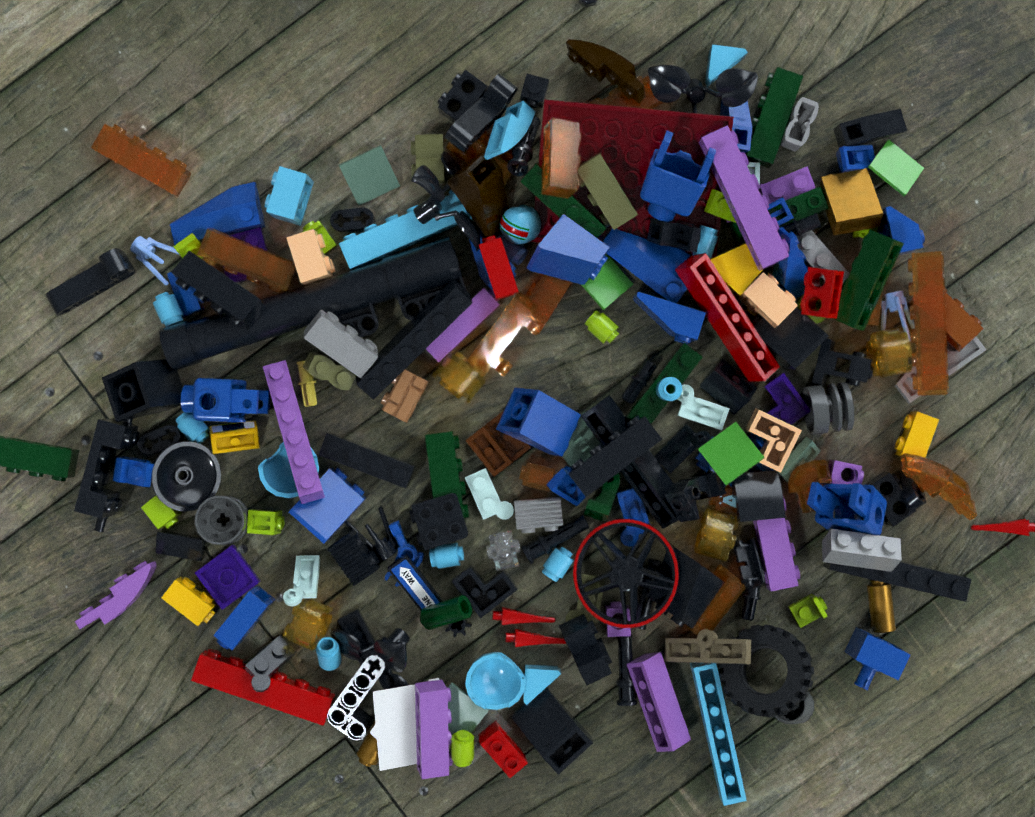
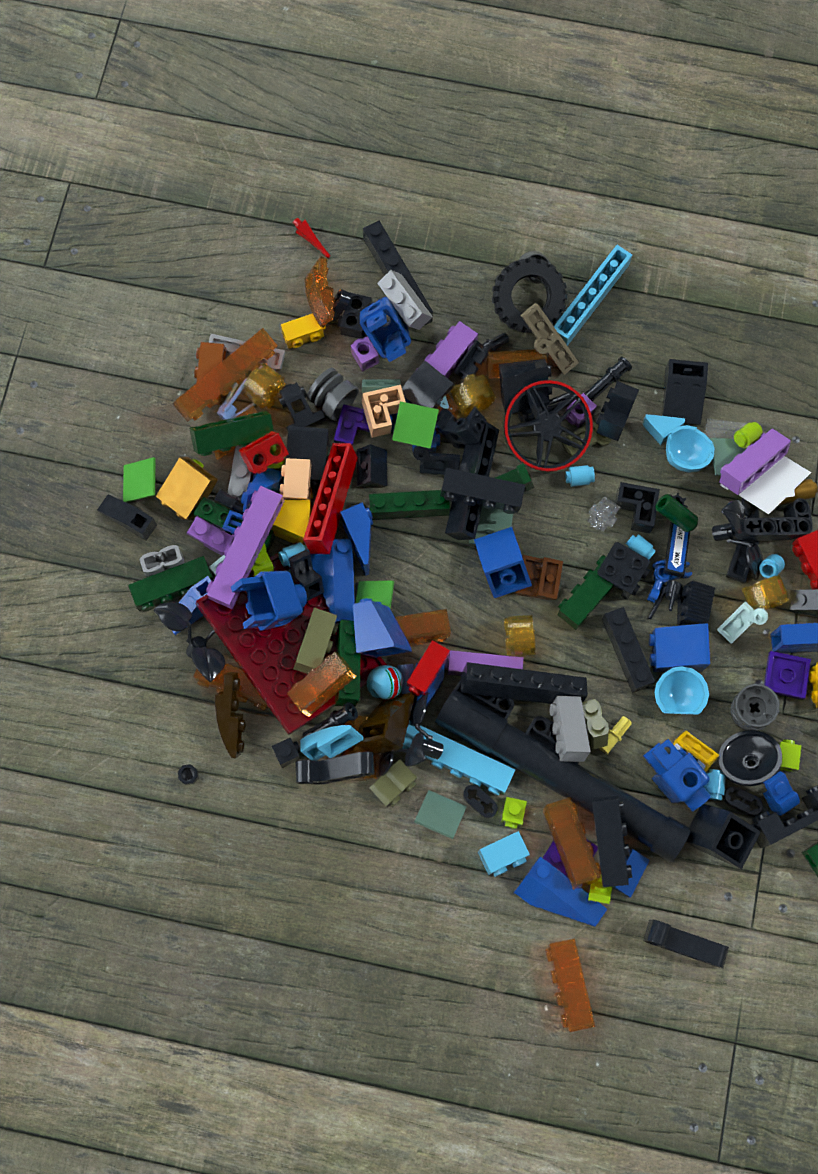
camera: 135 degrees left, 15 degrees down
(144, 250) = (629, 926): light blue plant -> none
(168, 309) = (653, 872): medium azure brick -> none
(180, 545) = (796, 725): black slope -> none
(265, 522) = (729, 680): lime bracket -> none
(293, 432) = (655, 709): medium lavender brick -> none
(309, 257) = (532, 801): light nougat brick -> none
(404, 395) = (565, 661): medium nougat brick -> none
(456, 94) = (333, 790): black brick -> none
(487, 497) = (579, 556): light aqua hinge -> none
(501, 334) = (467, 630): clear orange brick -> none
(502, 749) = (724, 411): red brick -> none
(510, 616) = (638, 475): red piece -> none
(524, 638) = (645, 457): red piece -> none
(536, 475) = (537, 534): clear orange brick -> none
(538, 514) = (560, 514): light grey brick -> none
(545, 544) = (575, 494): black pin -> none
(565, 487) = (527, 513): blue slope -> none
(602, 327) = (404, 575): lime brick -> none
(631, 508) = (504, 457): blue hinge -> none
(638, 381) = (418, 524): black axle -> none
(658, 702) = (606, 344): medium lavender brick -> none
(661, 389) = (410, 492): medium azure brick -> none
(701, 410) = (402, 470): light aqua hinge -> none
(721, 59) = (162, 647): medium azure slope -> none
(803, 476) = (389, 371): clear orange brick -> none
(808, 610) = (467, 307): lime bracket -> none
(854, 157) = (156, 508): blue slope -> none
(875, 656) = (459, 244): blue brick -> none
(881, 607) = (427, 266): pearl gold brick -> none
(901, 229) = (180, 439): blue slope -> none

